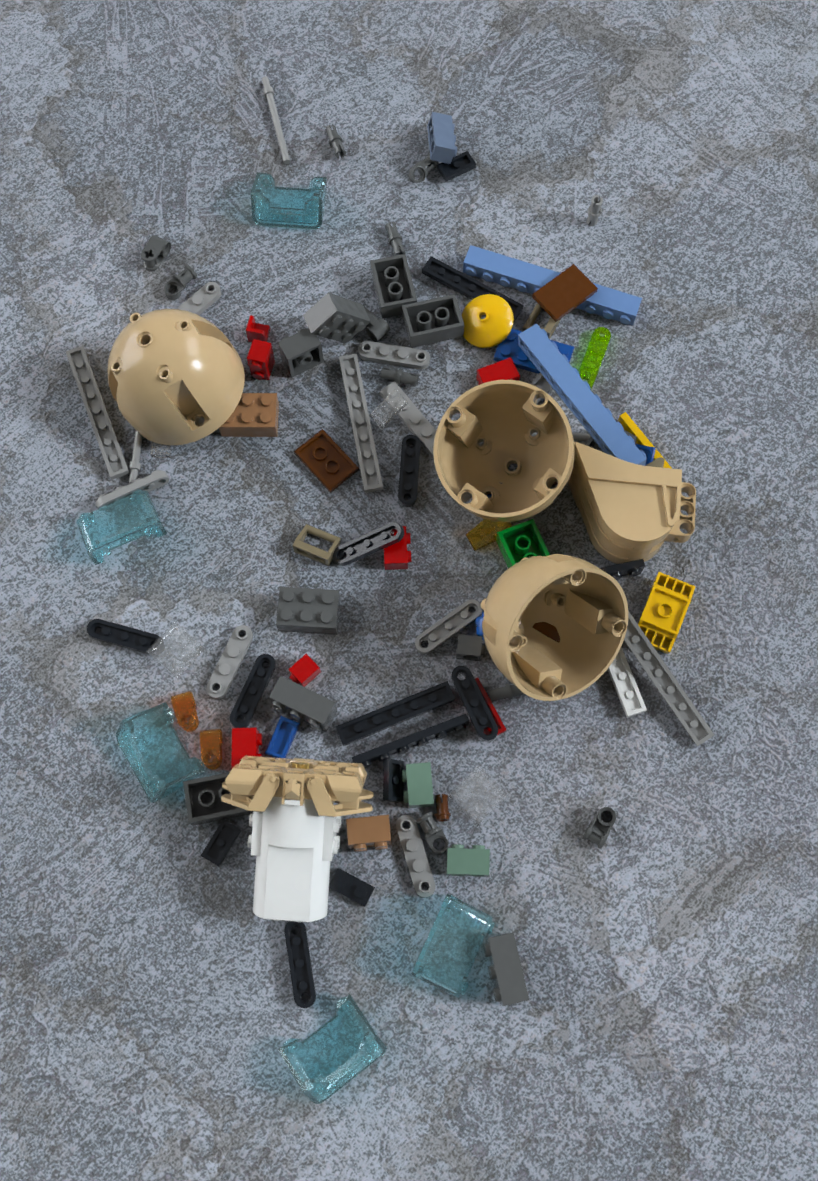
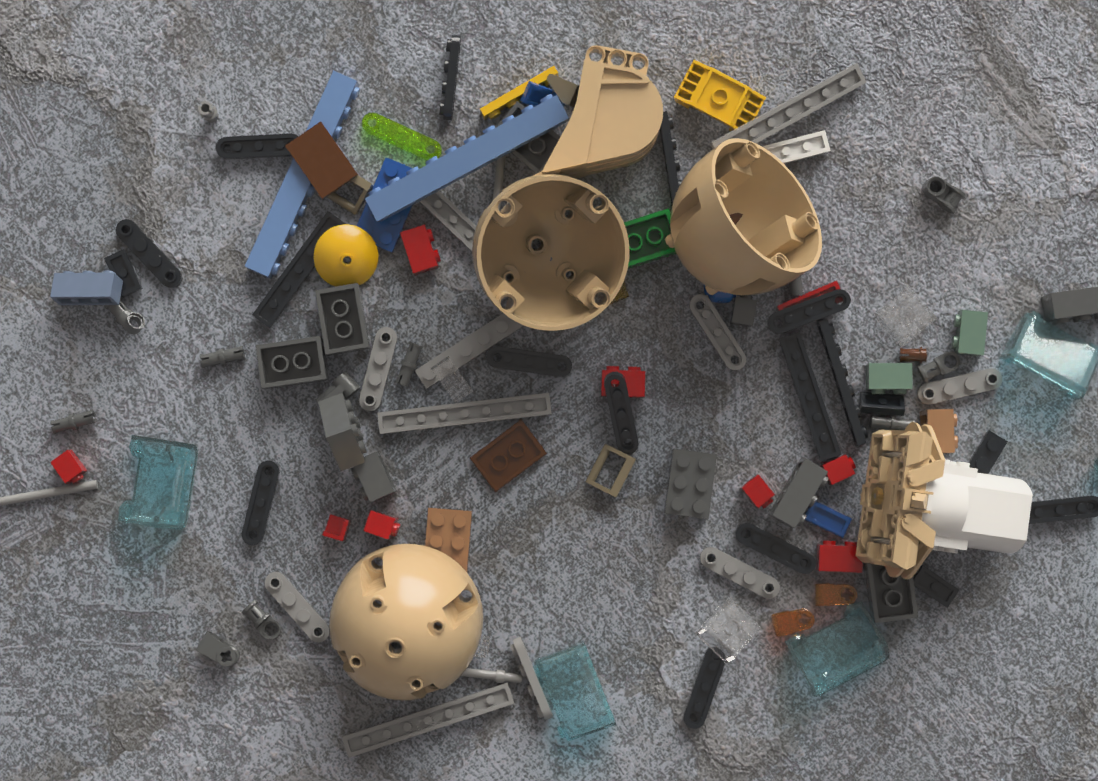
camera: 85 degrees left, 15 degrees up
(276, 274) = (260, 502): none -> black plate
(299, 139) = (69, 467): none -> red brick
(328, 743) = (839, 469): none -> red brick
(375, 780) = (888, 423): none -> dark grey pin
(474, 184) = (149, 253): none -> black plate
(570, 246) = (255, 146): none -> black plate
(649, 392) = (449, 86): none -> black plate

